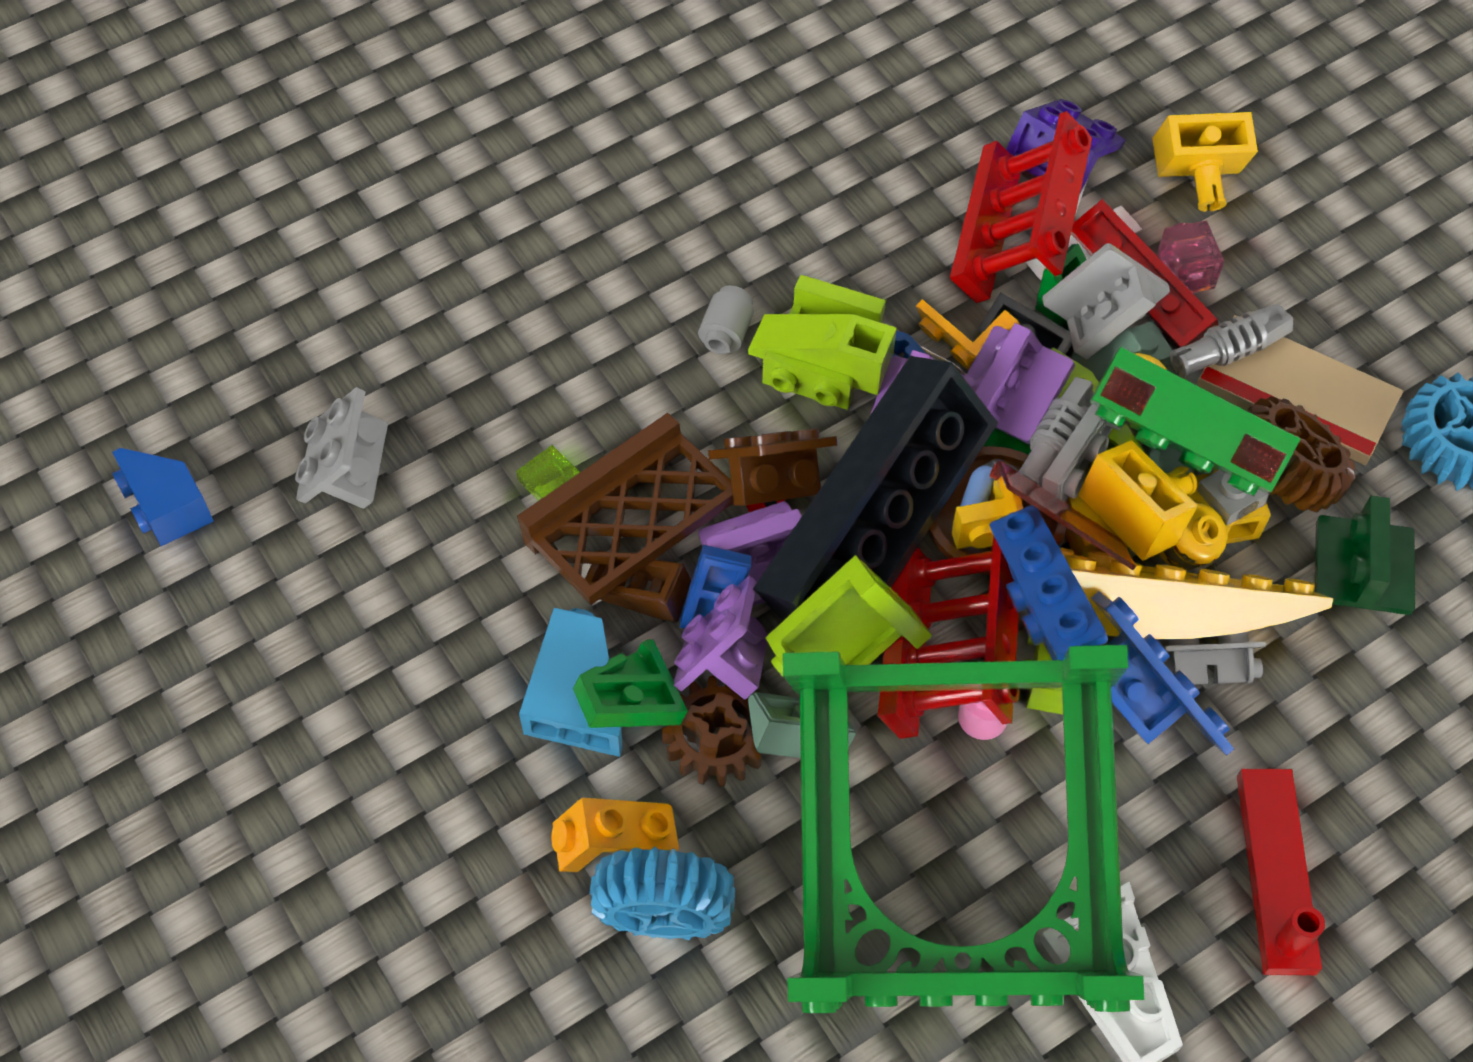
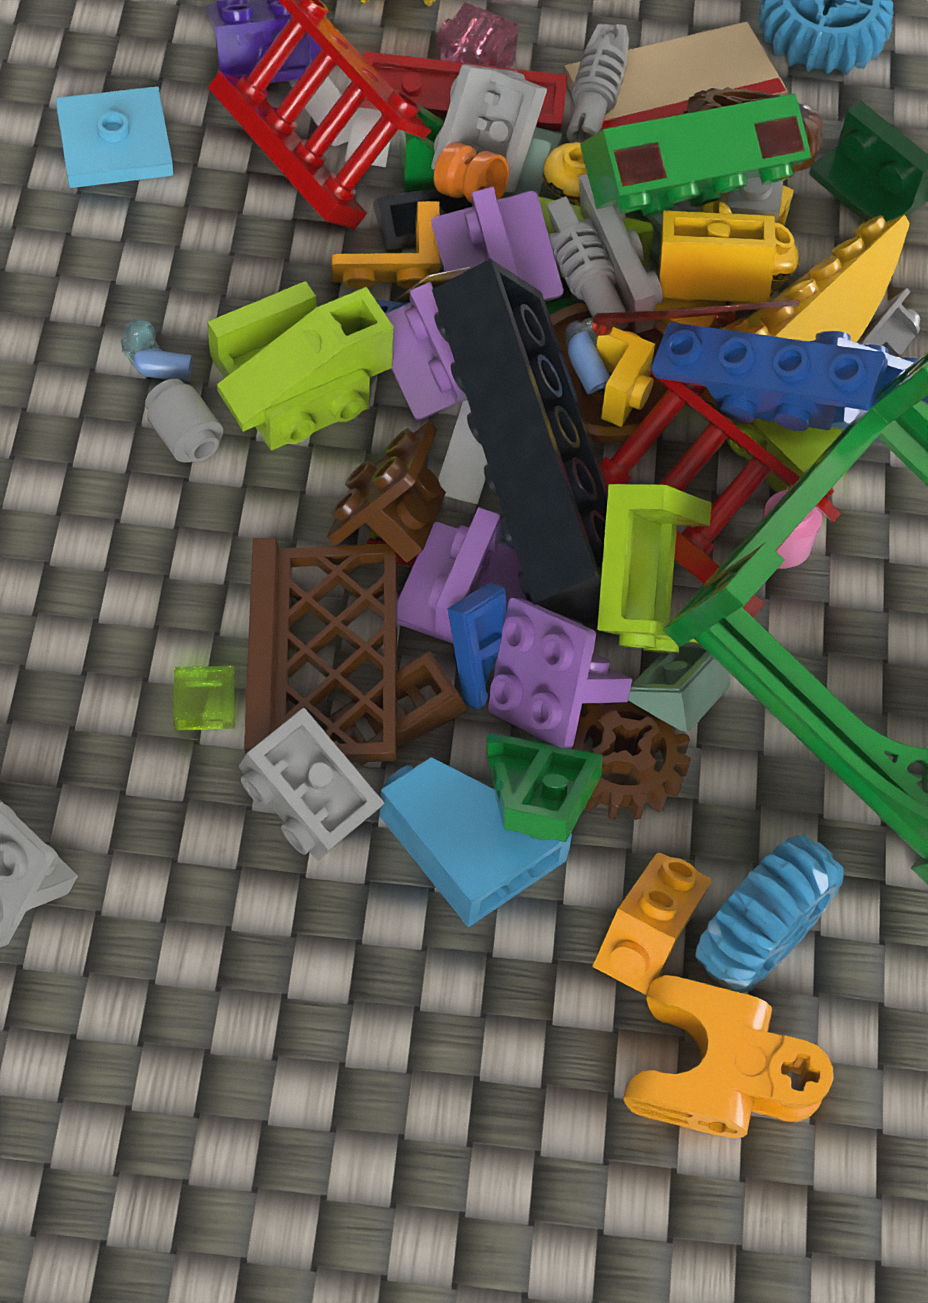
camera: 55 degrees left, 0 degrees up
(524, 567) = (308, 785): none -> light grey bracket
(544, 952) = (739, 1067): none -> light orange piece
(760, 270) = (149, 358): none -> medium blue arm
(902, 133) = (114, 137): none -> medium azure plate
(1058, 321) = (464, 171): none -> orange wheel

